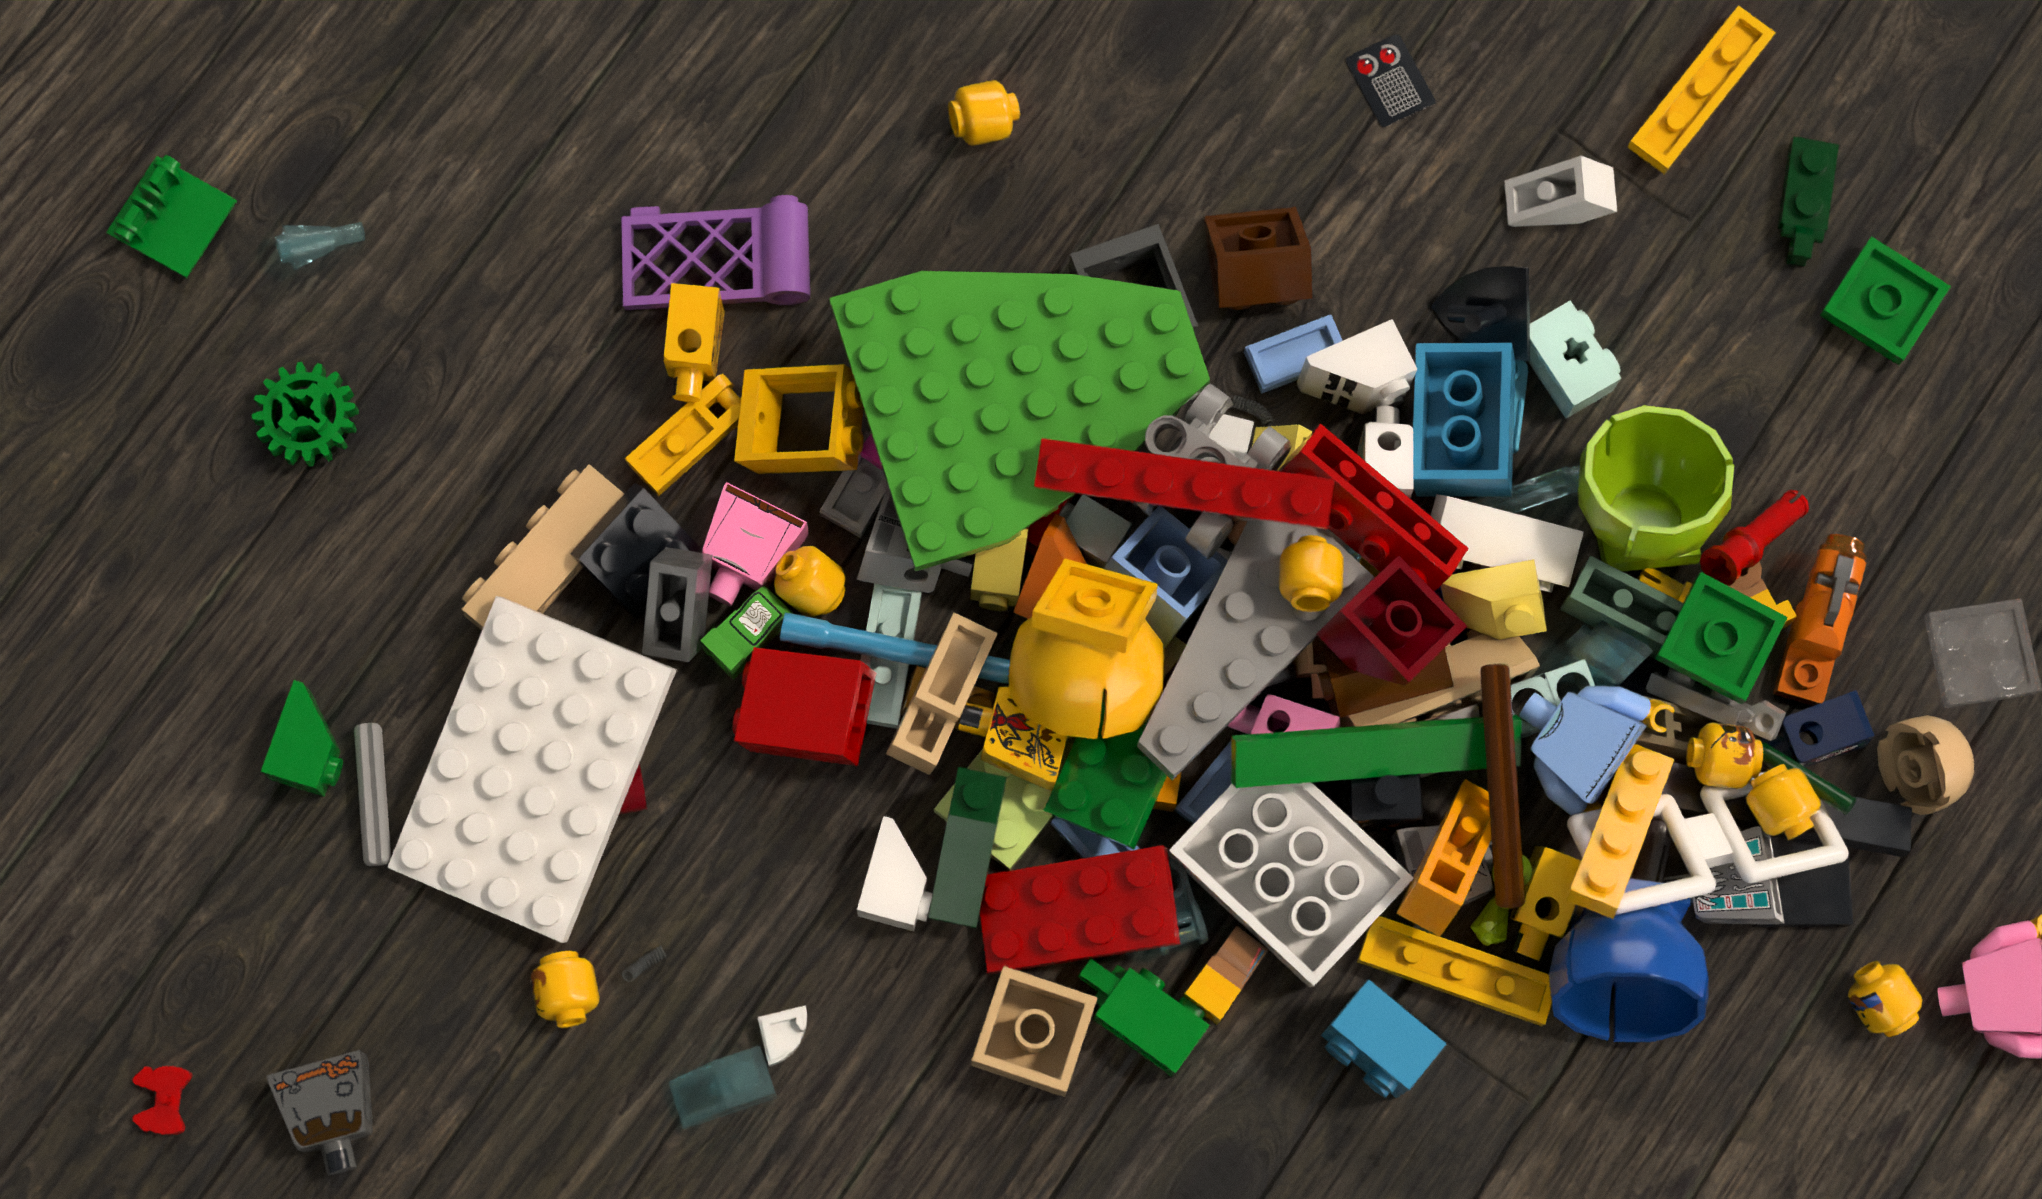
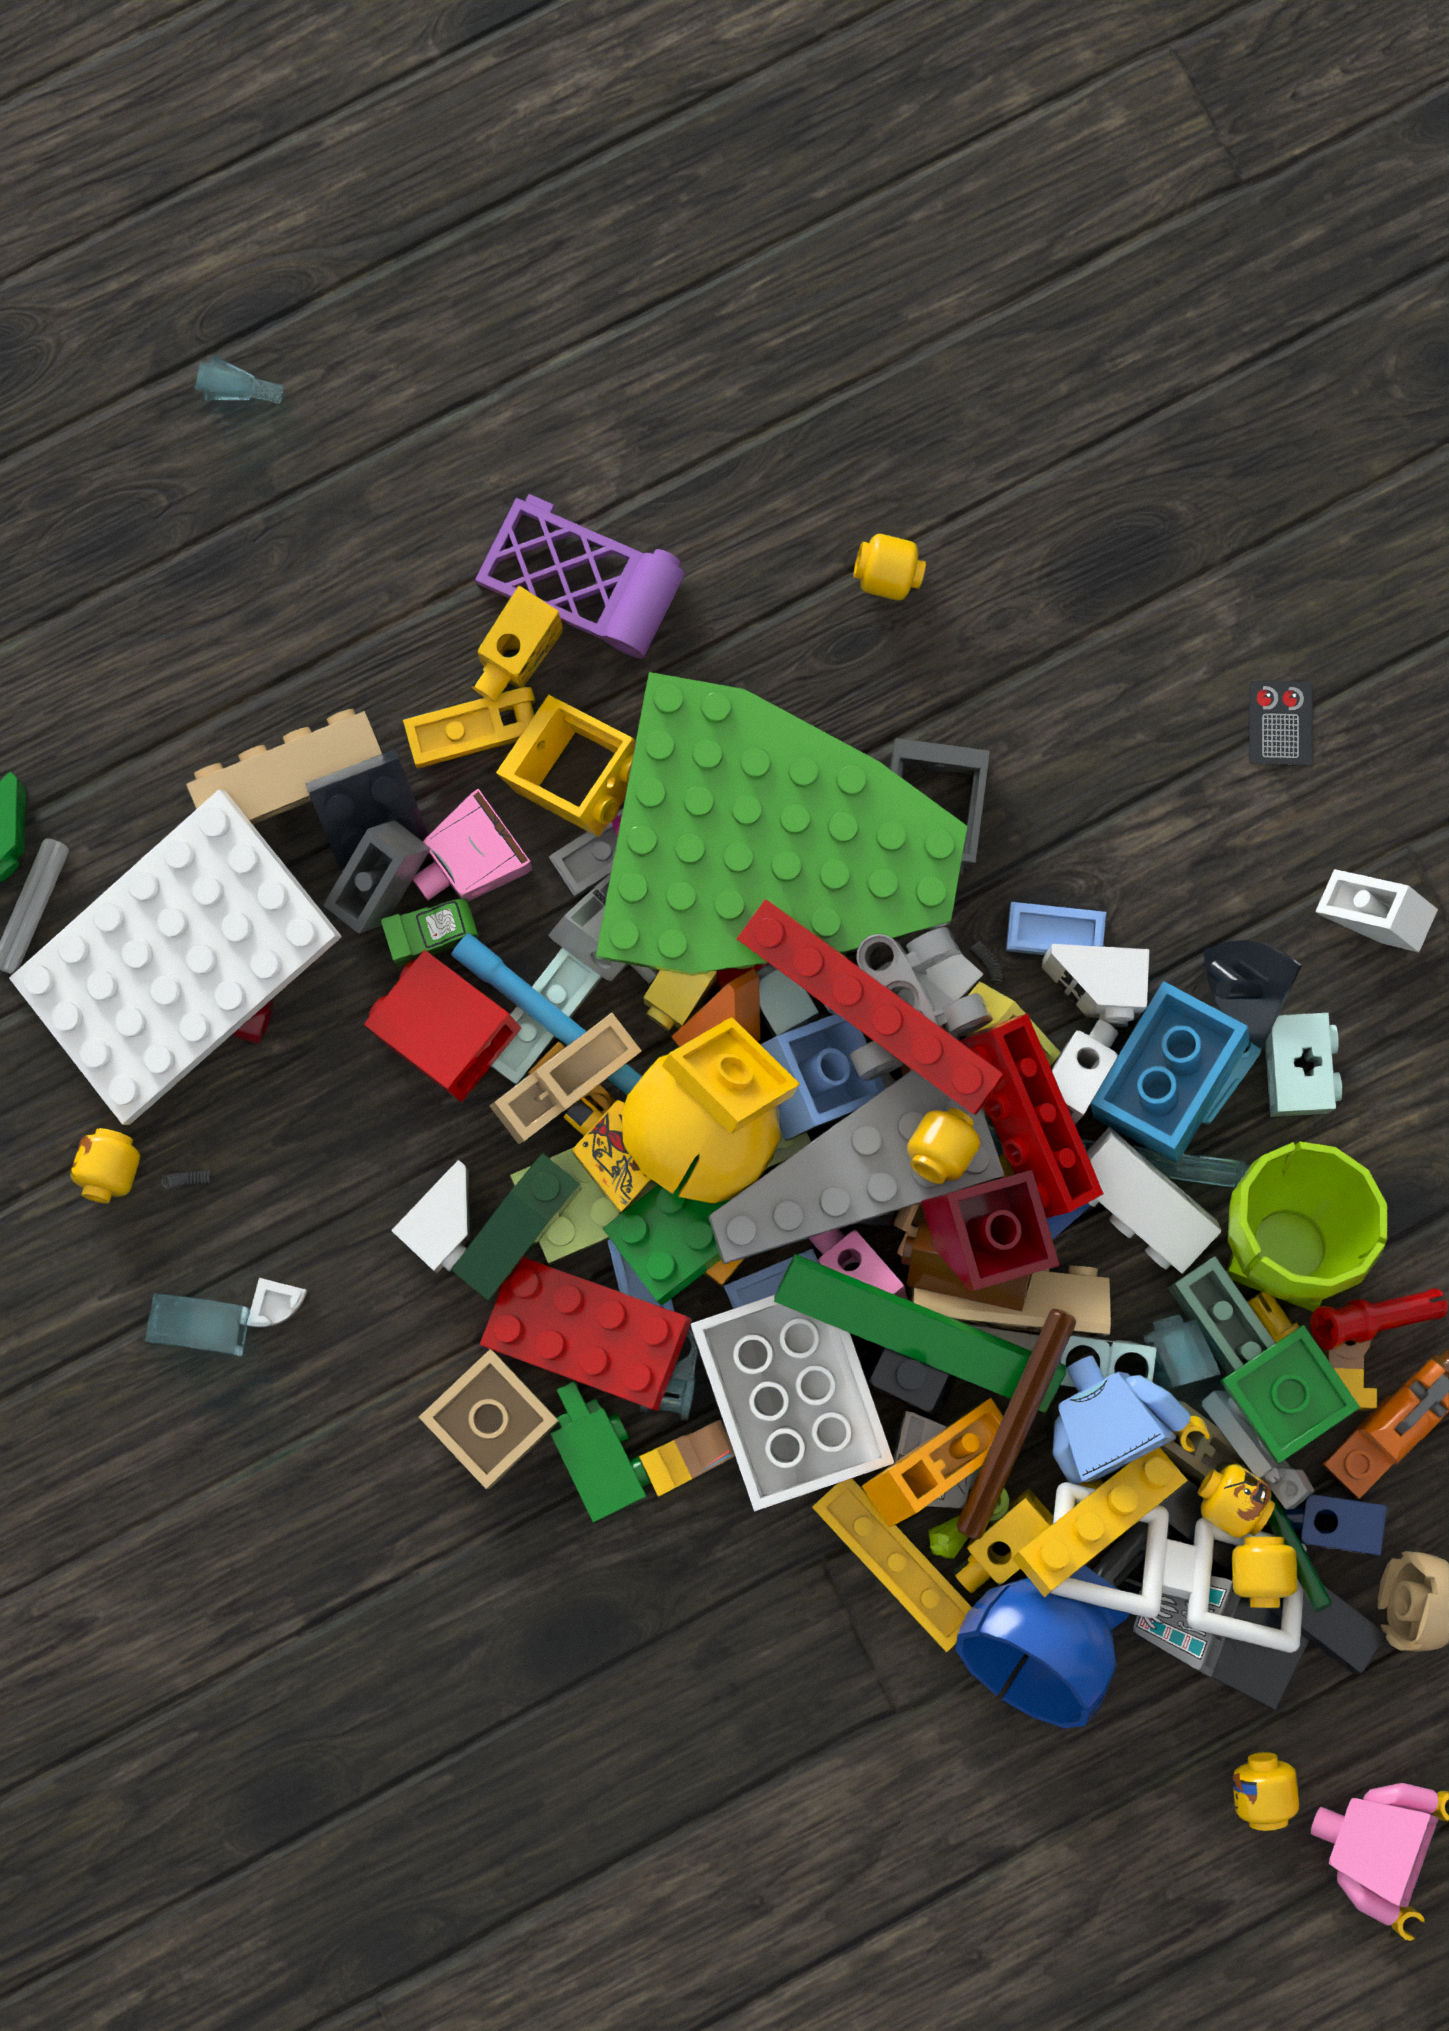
camera: 30 degrees right, 5 degrees up
(171, 216) = (121, 297): green hinge -> none
(295, 429) = (128, 542): green gear -> none
(809, 581) = (506, 915): yellow head -> none
(1258, 258) = (1067, 826): reddish brown slope -> none
(1382, 1041) = (790, 1590): dark azure brick -> none
(1498, 600) = (1110, 1253): light yellow slope -> none

